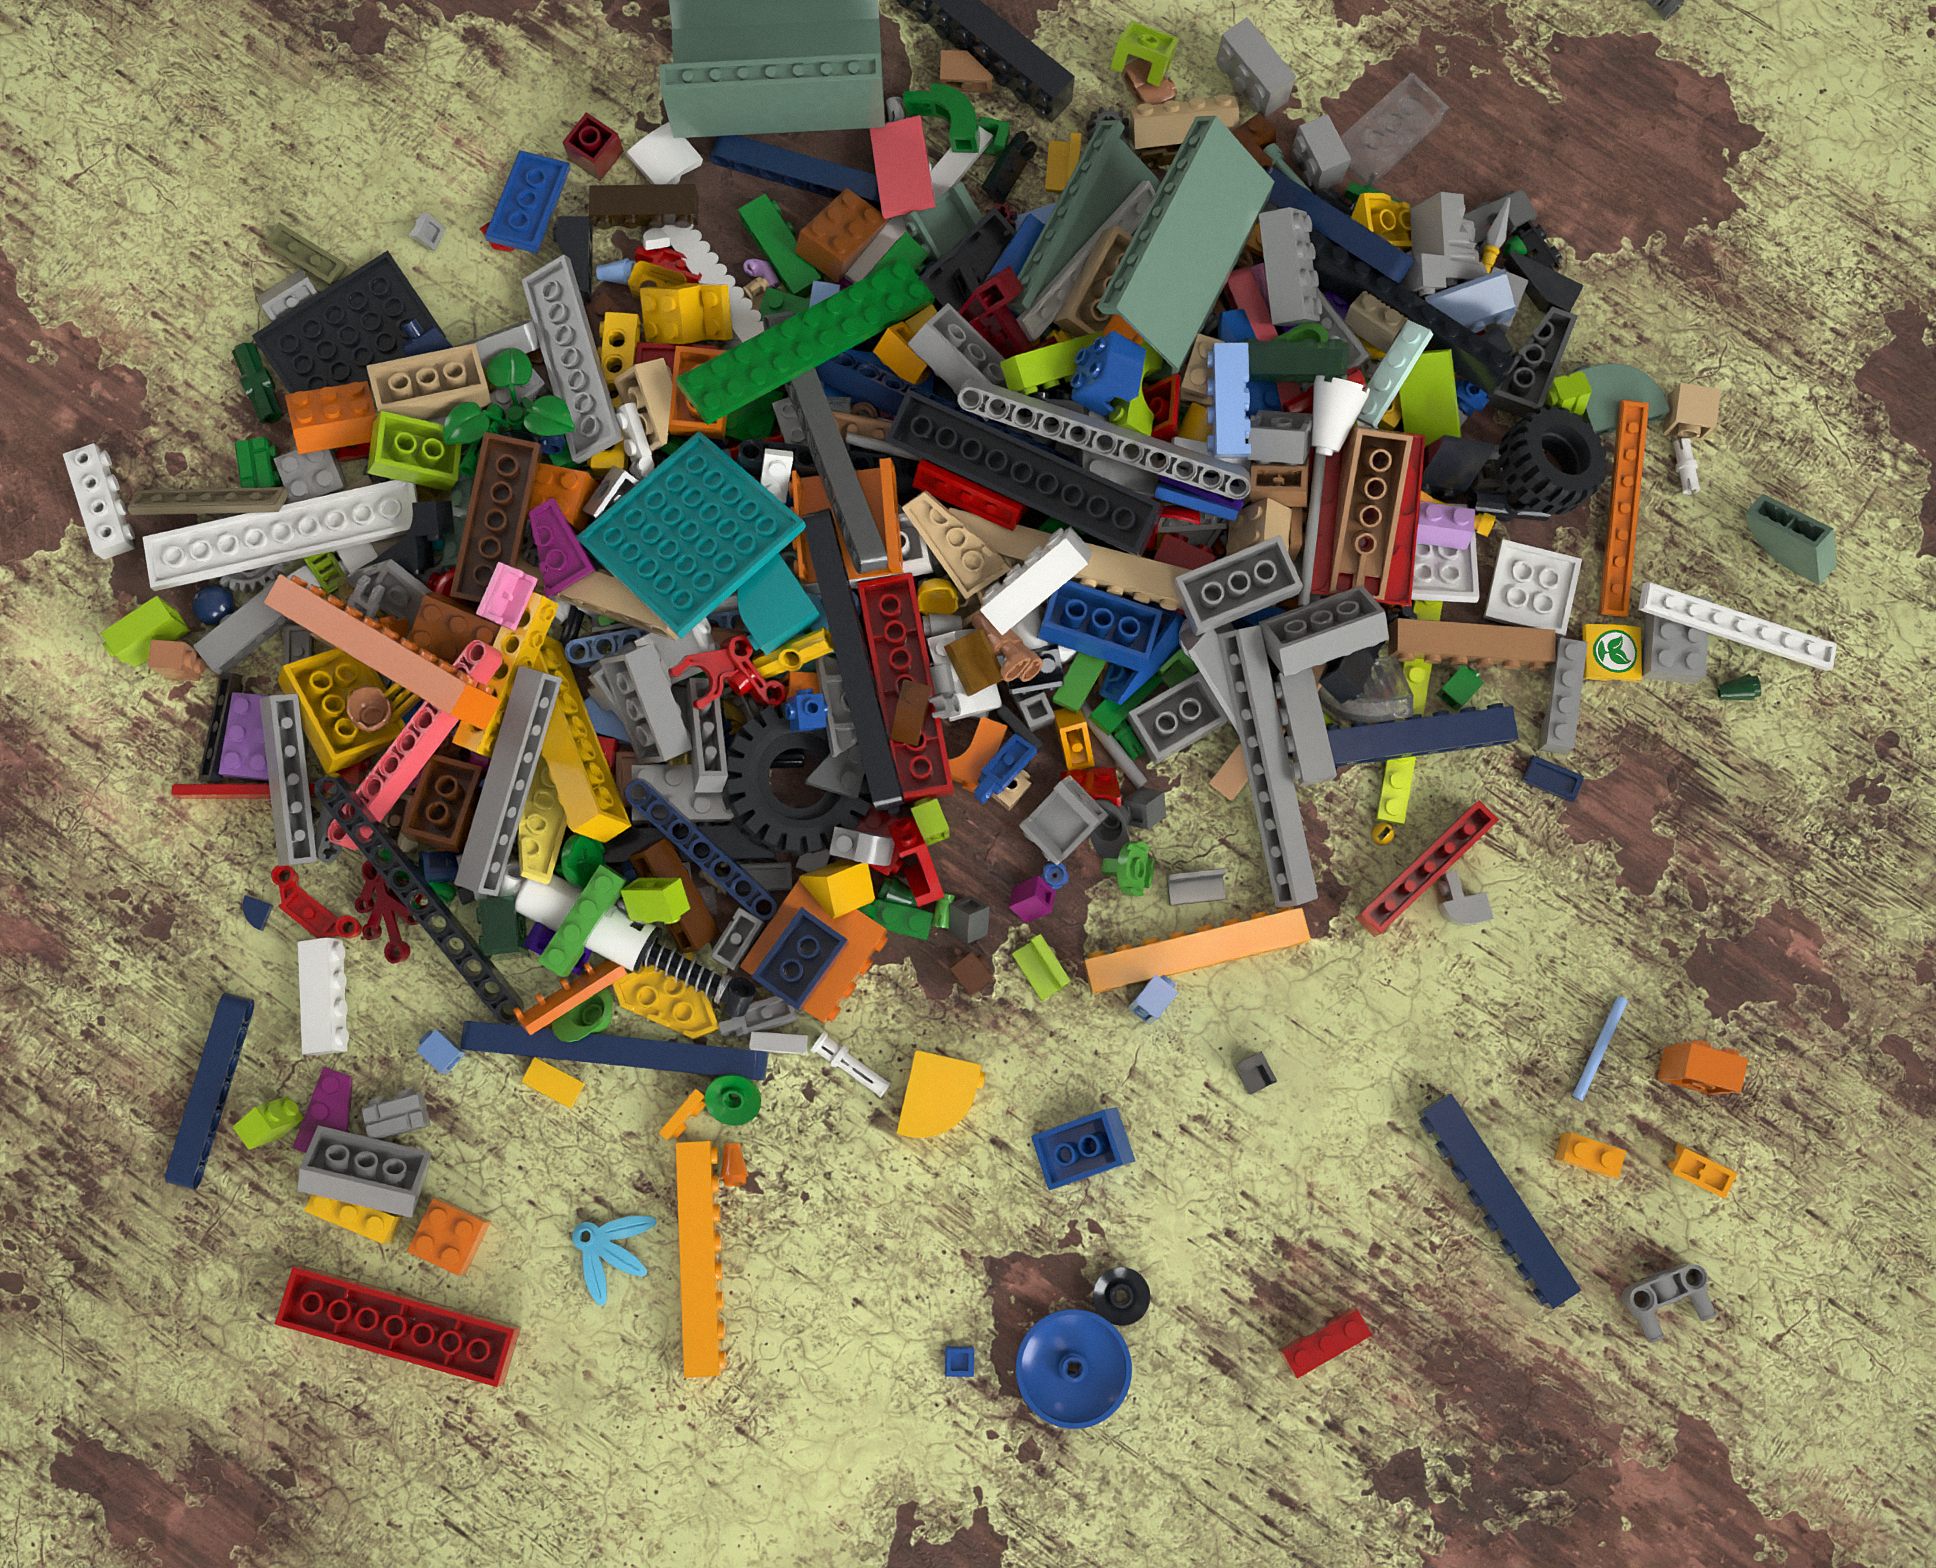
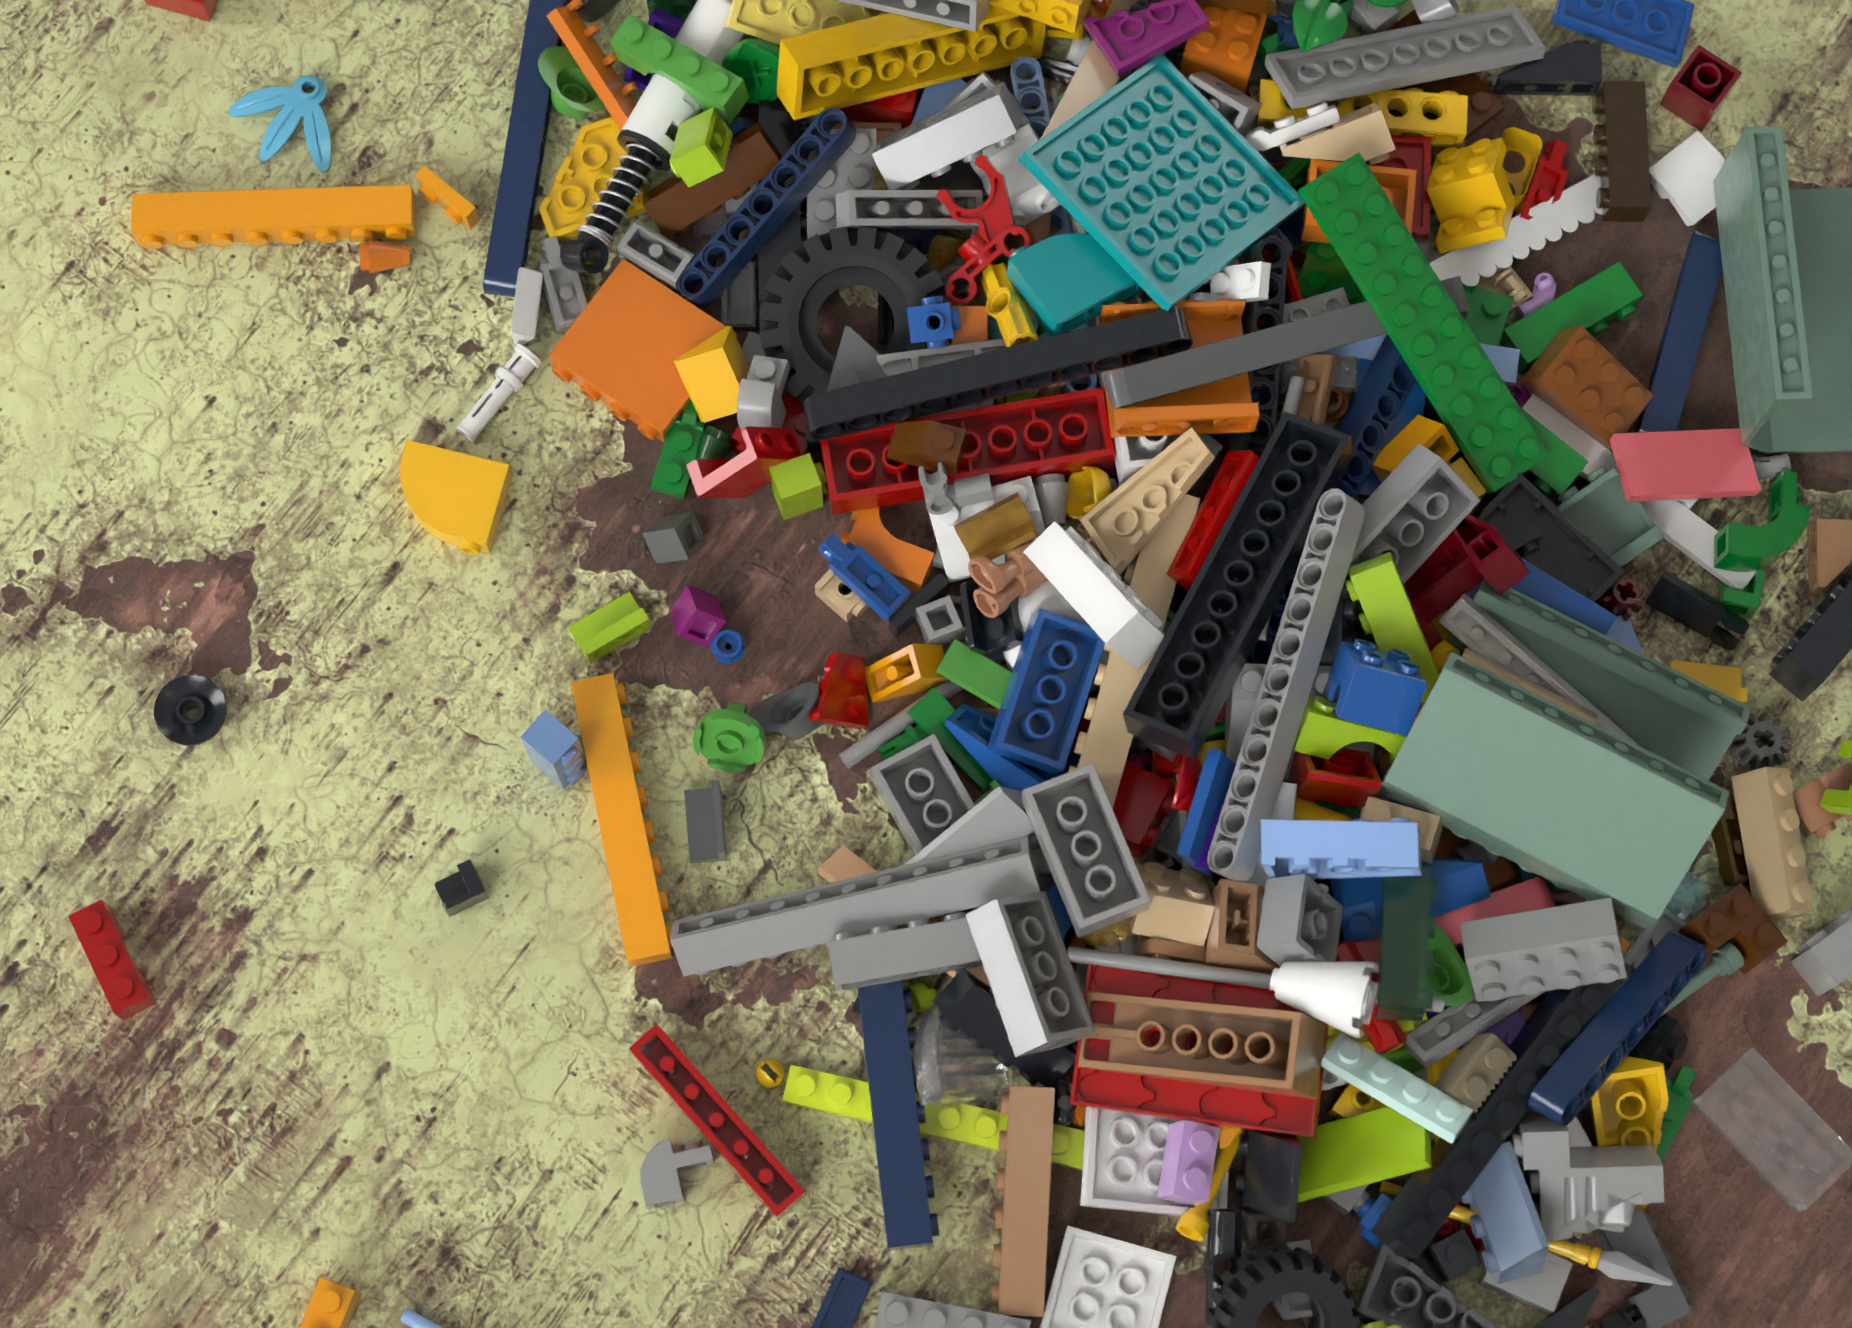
camera: 90 degrees right, 5 degrees down
(553, 1082) = (495, 54): yellow tile -> none
(615, 271) = (1532, 117): light blue cone -> none
(655, 239) = (1576, 163): white tile -> none
(732, 1109) = (461, 254): green dish -> none
(800, 959) = (623, 321): dark blue brick -> none
(942, 911) = (683, 504): bright green pin -> none
(959, 1361) = (128, 517): blue tile -> none
(971, 972) = (605, 538): reddish brown brick -> none
(1063, 820) = (794, 651): light grey panel -> none
(1081, 1396) = (86, 622): blue dish -> none
(1083, 1148) = (377, 671): blue slope -> none
(1145, 807) = (812, 761): dark grey panel -> none
(1320, 154) = (1734, 1024): light grey brick -> none
(1460, 687) = (967, 1186): green brick -> none
(1499, 1202) = (274, 1196): dark blue brick -> none
(1515, 244) = (1606, 1303): green hinge -> none

